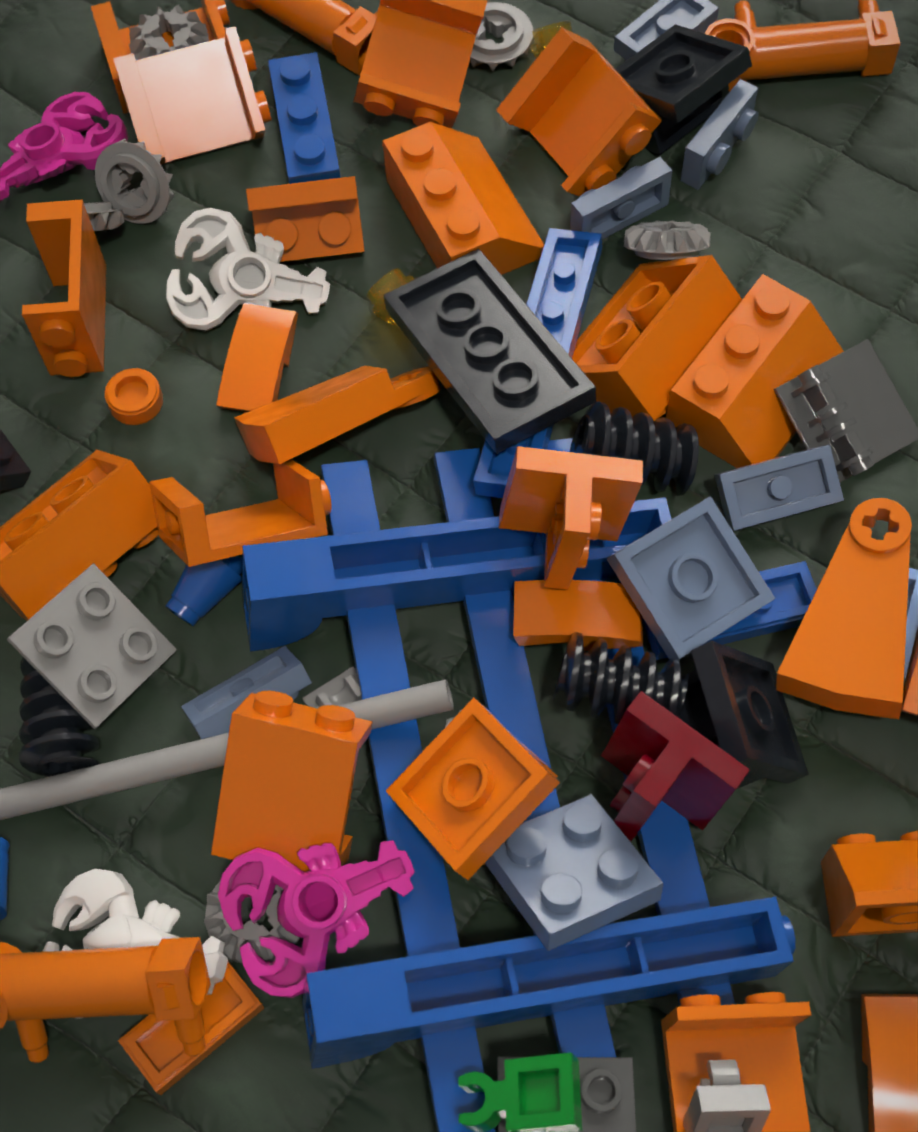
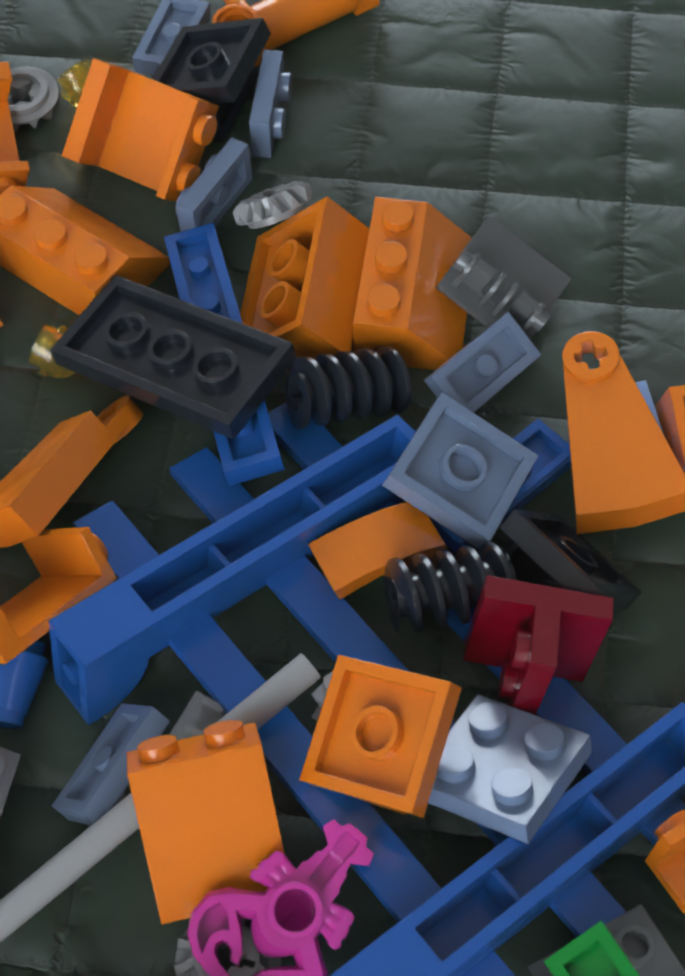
camera: 30 degrees left, 5 degrees down
(571, 501) = (329, 447): orange bracket -> none

